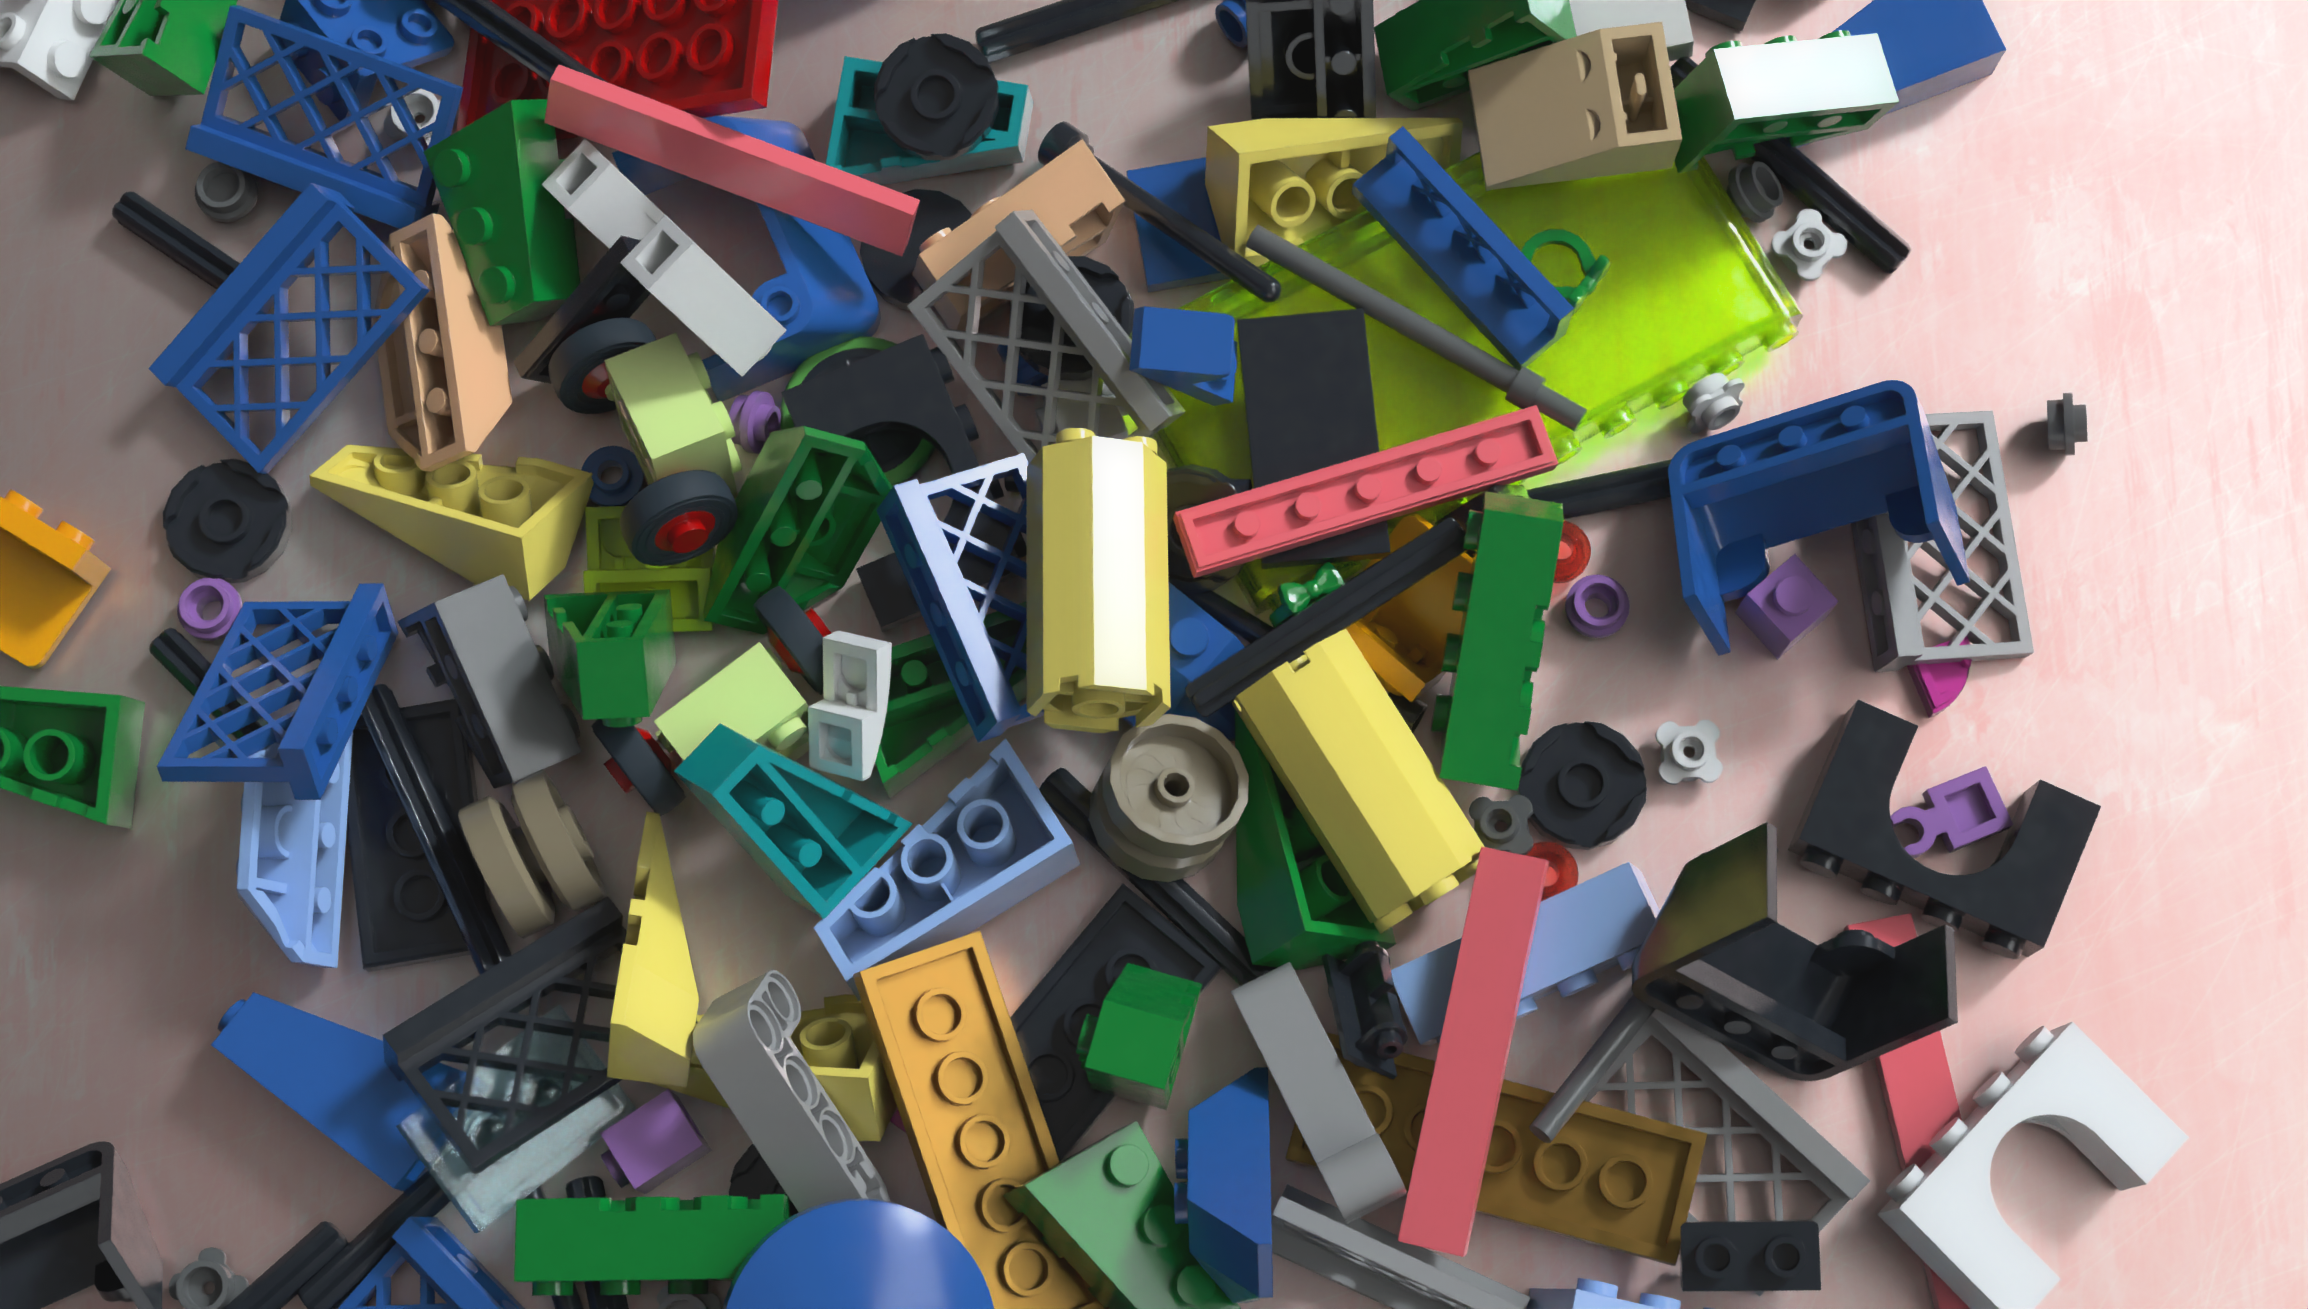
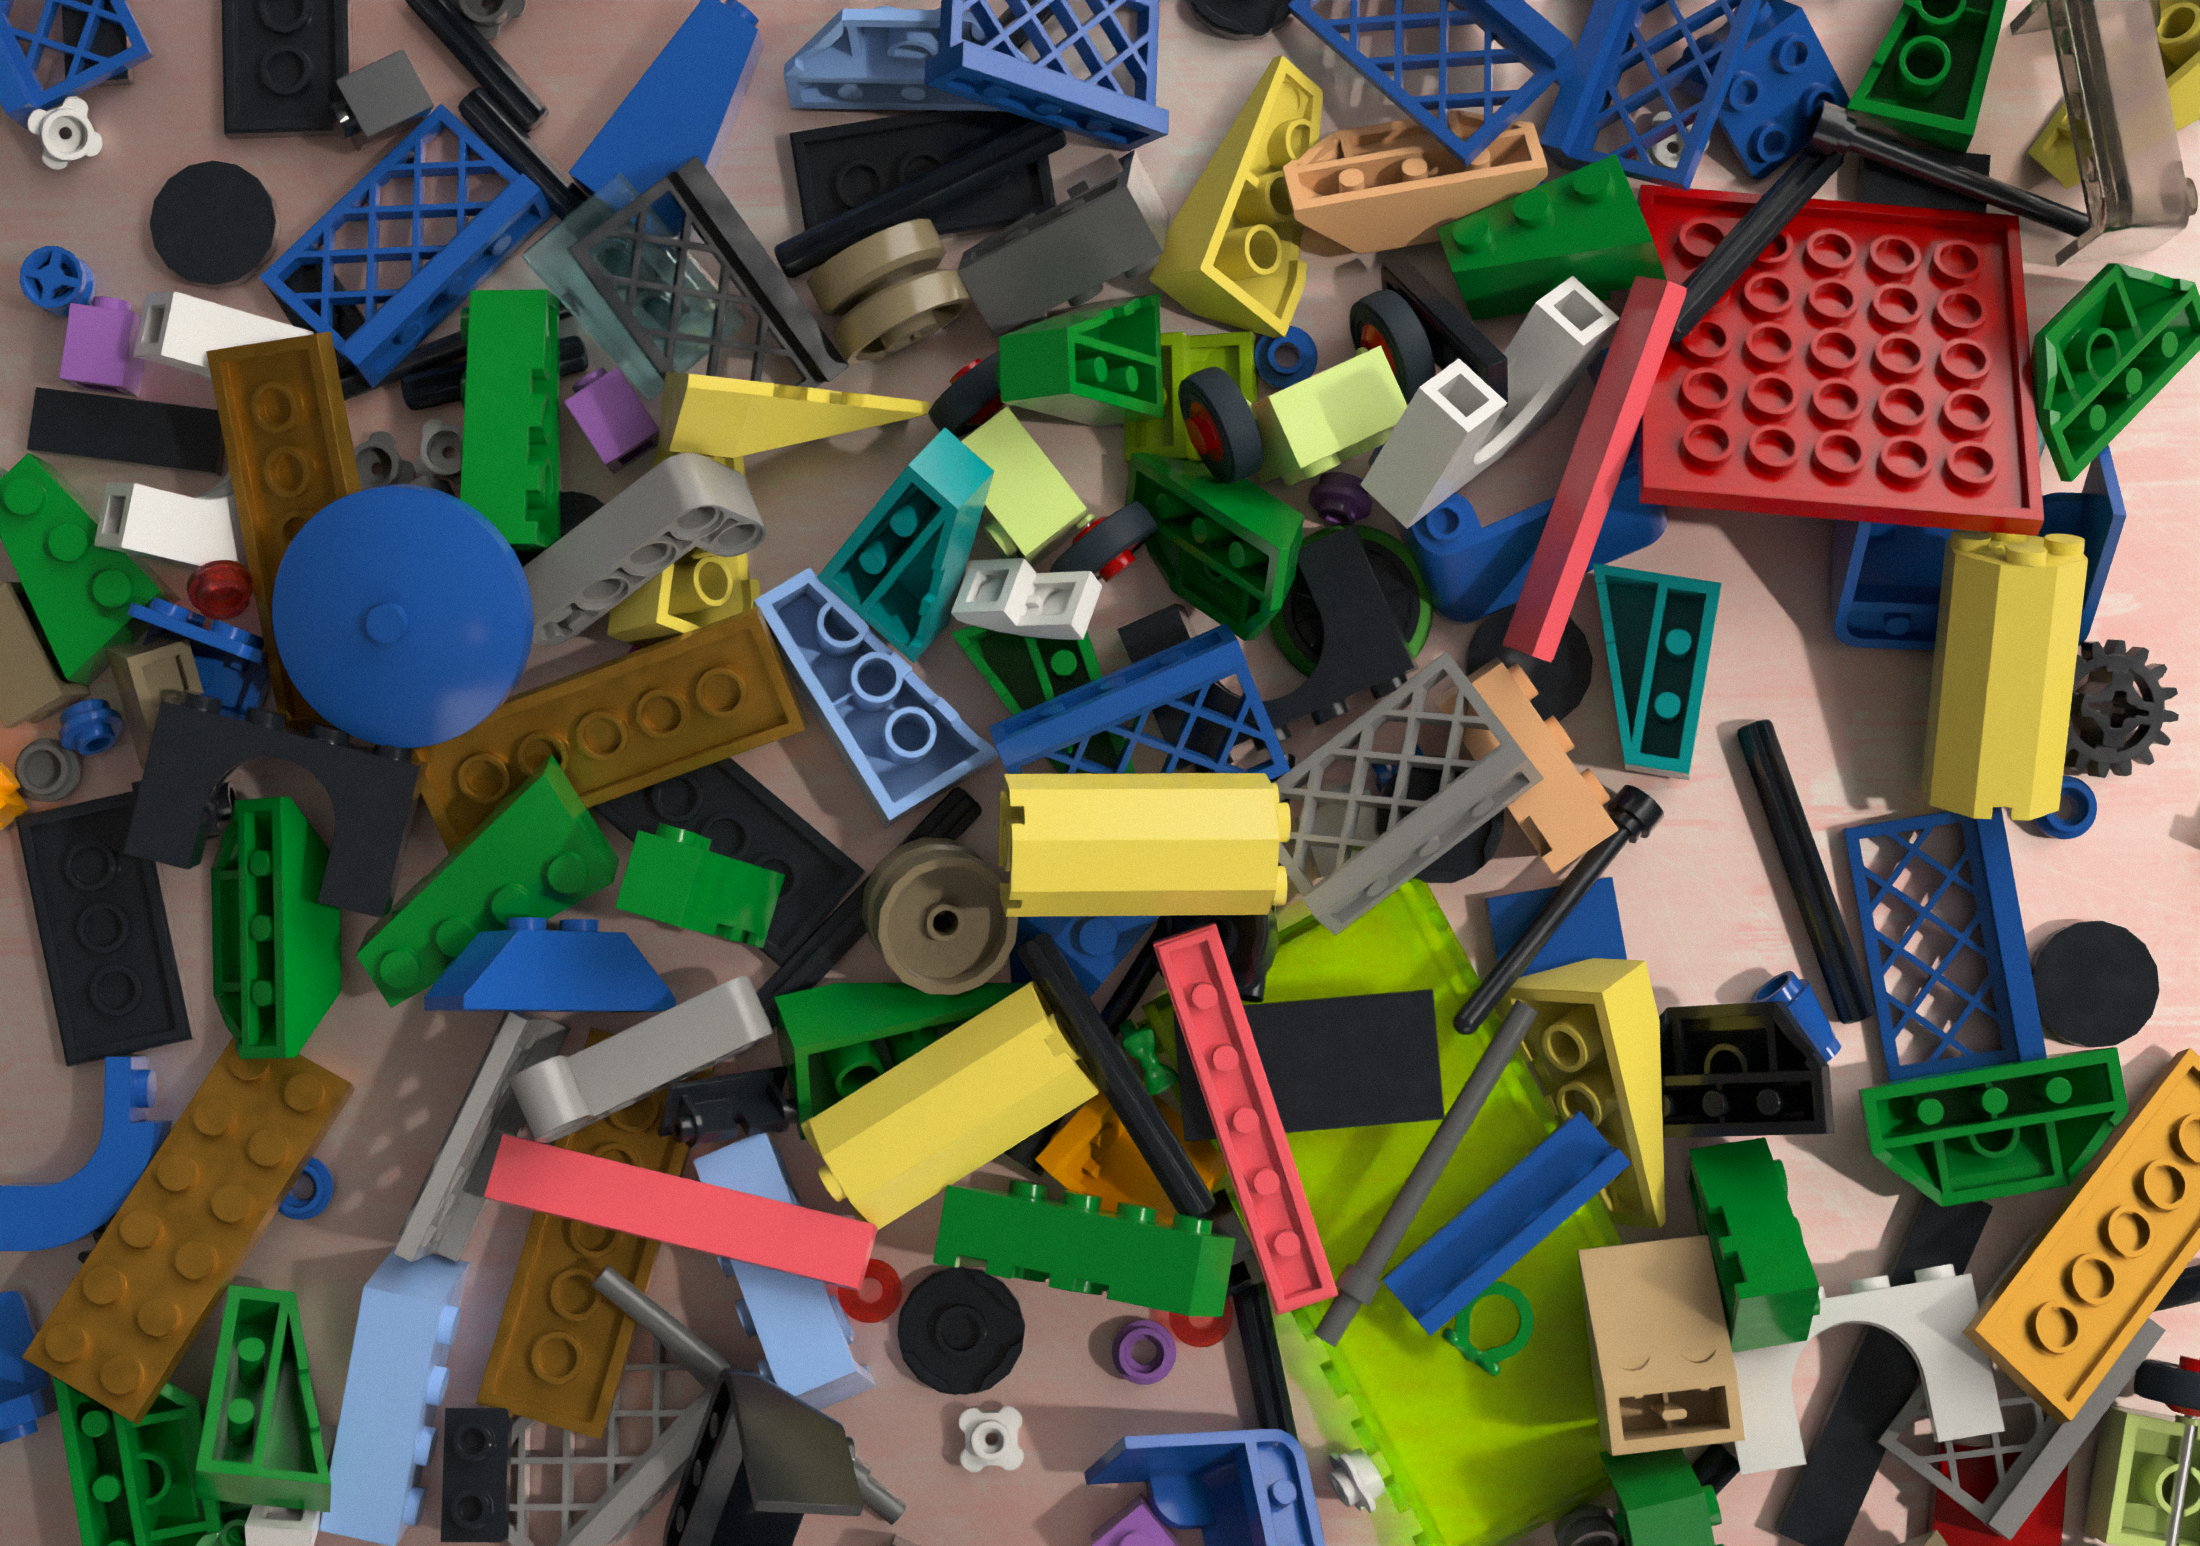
camera: 85 degrees right, 10 degrees up
(936, 97) = (1674, 679): black tile -> none
(1186, 351) = (1387, 934): blue slope -> none
(1514, 813) = (901, 1259): dark grey plate -> none

